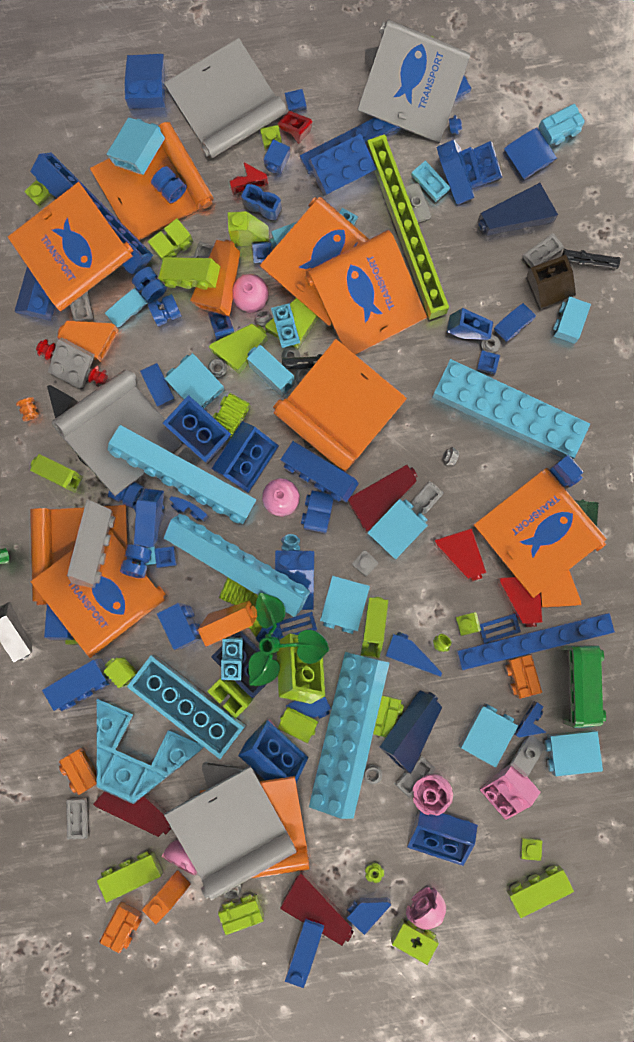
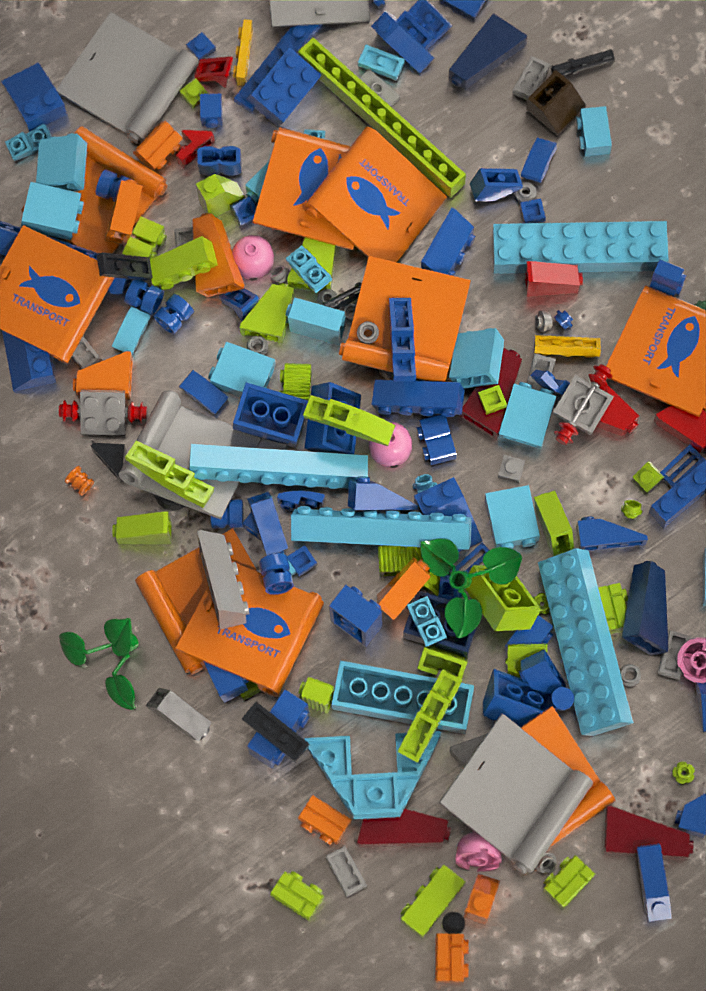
camera: 30 degrees left, 10 degrees down
(30, 819) = (297, 895): none -> lime brick
(67, 692) = (275, 732): none -> black plate
(90, 441) = (168, 474): none -> lime slope
(109, 180) = (52, 210): none -> medium azure brick
(117, 115) = (27, 144): none -> medium azure slope
(137, 900) = (453, 923): none -> black plate
(138, 254) = (124, 266): none -> black plate
(162, 207) = (123, 212): none -> orange slope
(196, 736) = (430, 715): none -> lime slope
(220, 166) = (158, 145): none -> orange brick
(243, 536) = (368, 495): none -> slope
(252, 466) = (349, 418): none -> lime slope
(300, 396) = (367, 326): none -> light grey plate
(303, 743) = (541, 673): none -> blue slope
(307, 771) = (562, 698): none -> blue tile
(325, 121) = (243, 52): none -> yellow plate
(327, 421) = (402, 340): none -> blue slope
(328, 684) = (541, 597): none -> lime plate
(375, 503) = (492, 399): none -> lime plate
(381, 463) = (477, 358): none -> medium azure brick
(405, 360) = (449, 244): none -> blue slope
(436, 519) = (548, 381): none -> blue slope
(445, 543) = (583, 404): none -> light grey plate
(459, 486) = (567, 346): none -> yellow plate
(467, 462) = (563, 319): none -> blue plate
(475, 426) = (551, 279): none -> slope

